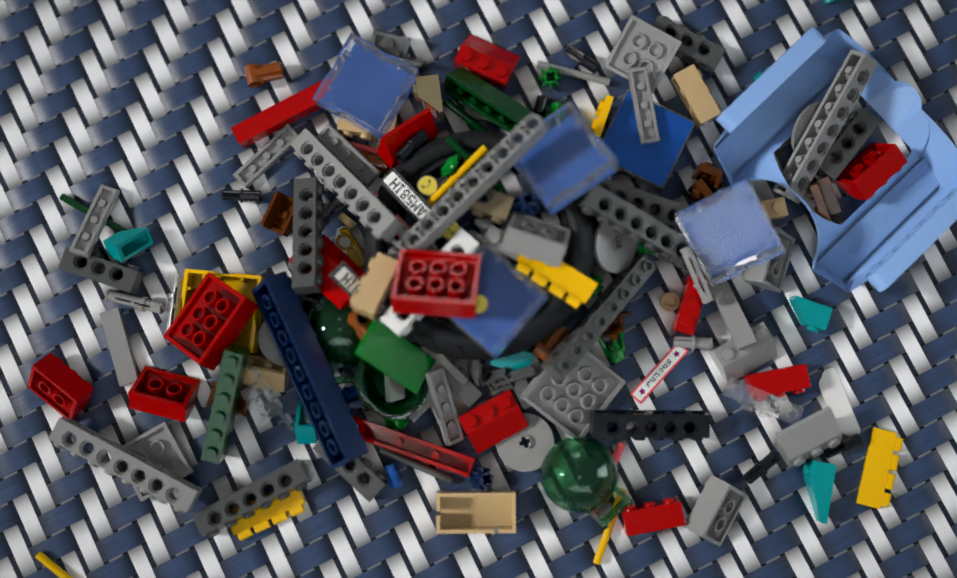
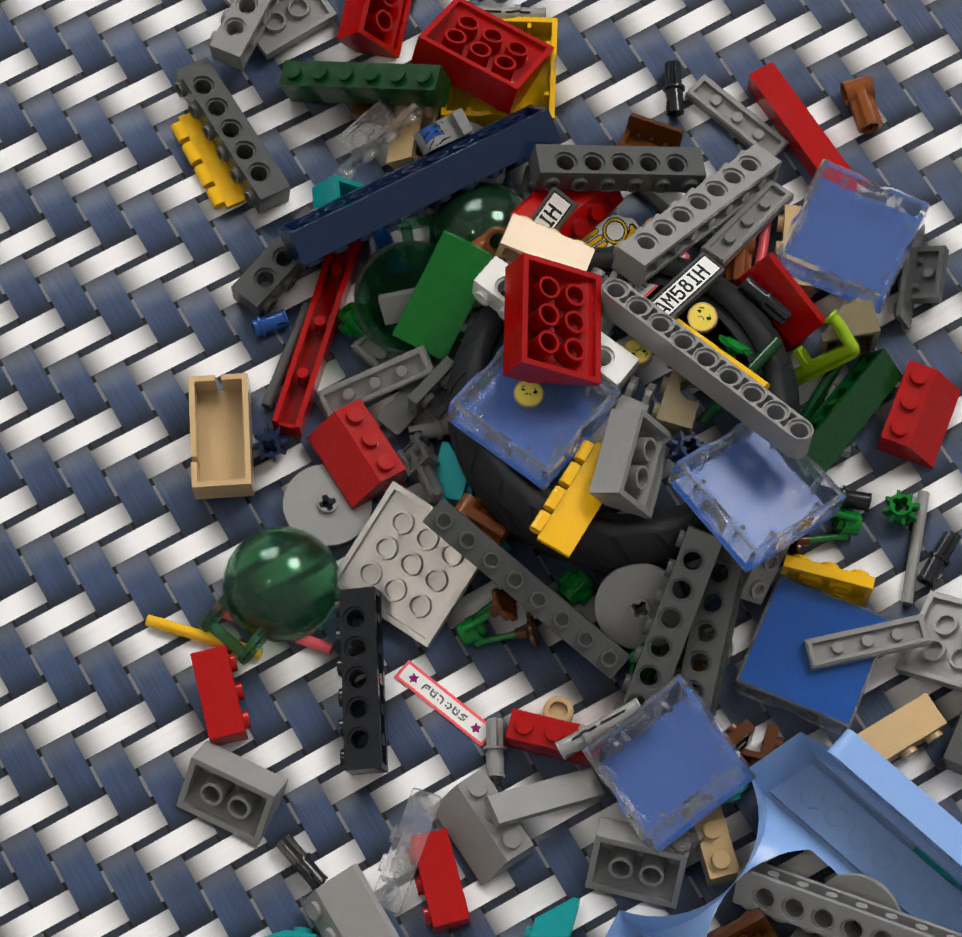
camera: 85 degrees right, 15 degrees down
(269, 351) = (443, 132): none -> light grey leg
(451, 108) = (831, 359): none -> lime piece

